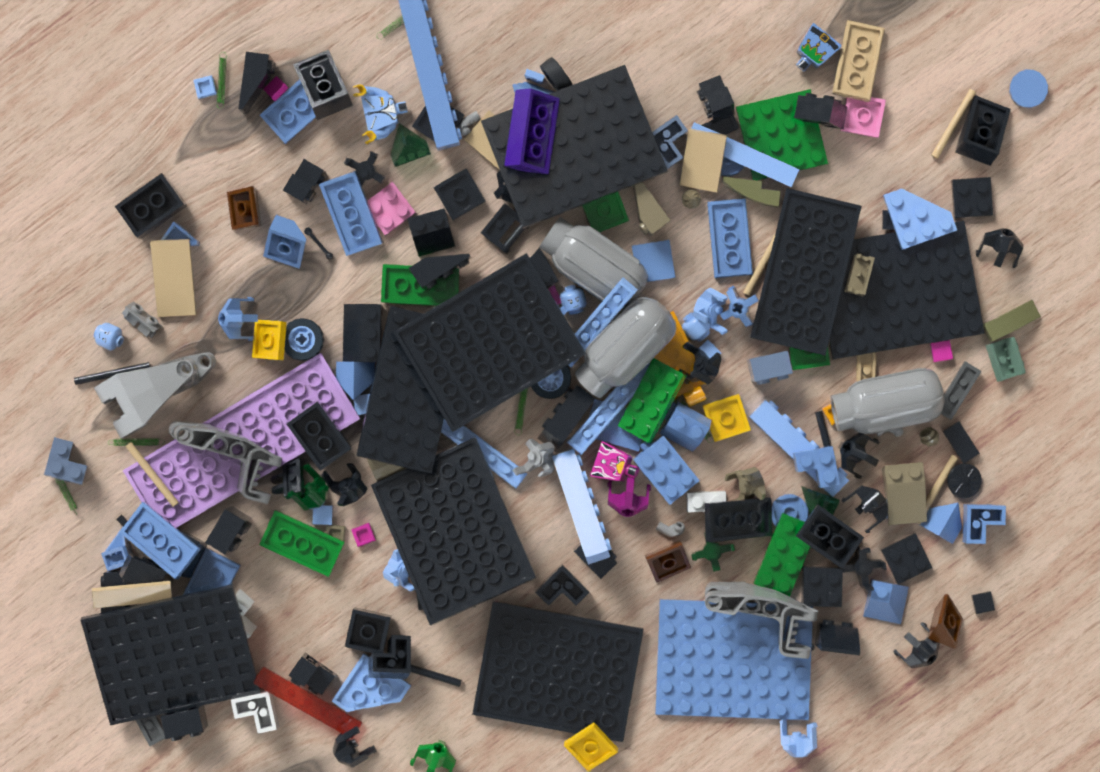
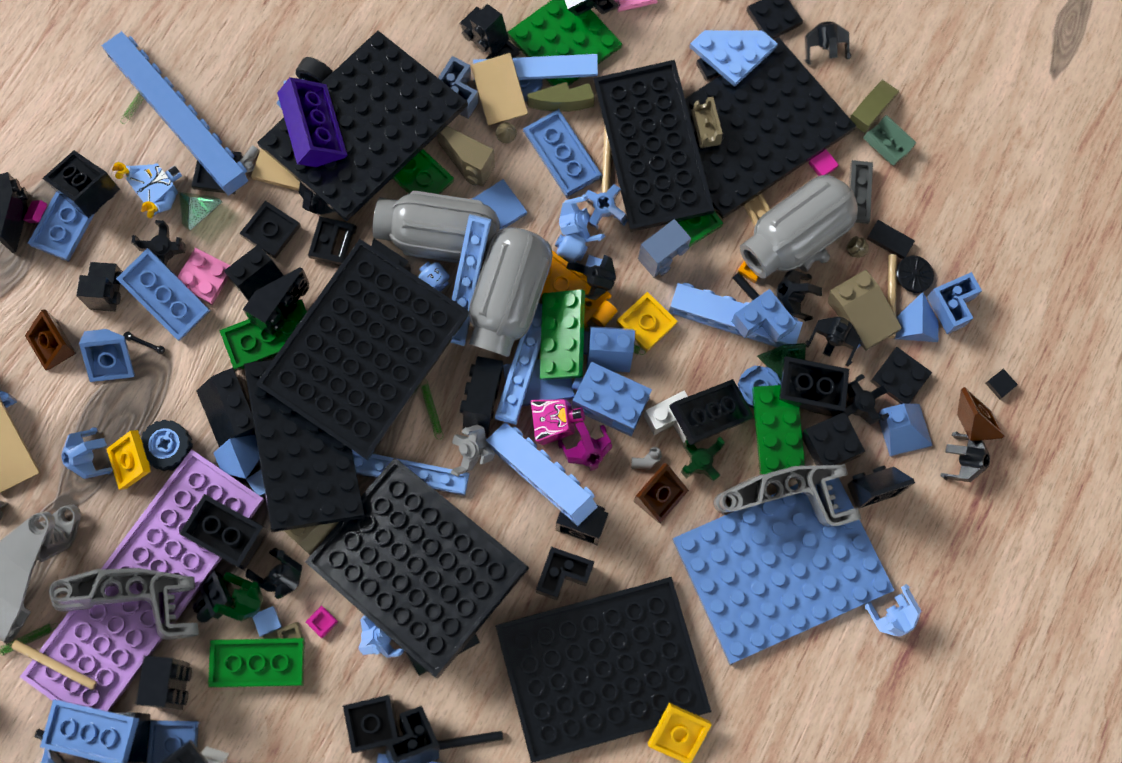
camera: 35 degrees left, 15 degrees down
(554, 384) = (451, 368): wheel -> none
(750, 483) = (705, 373): dark tan piece -> none

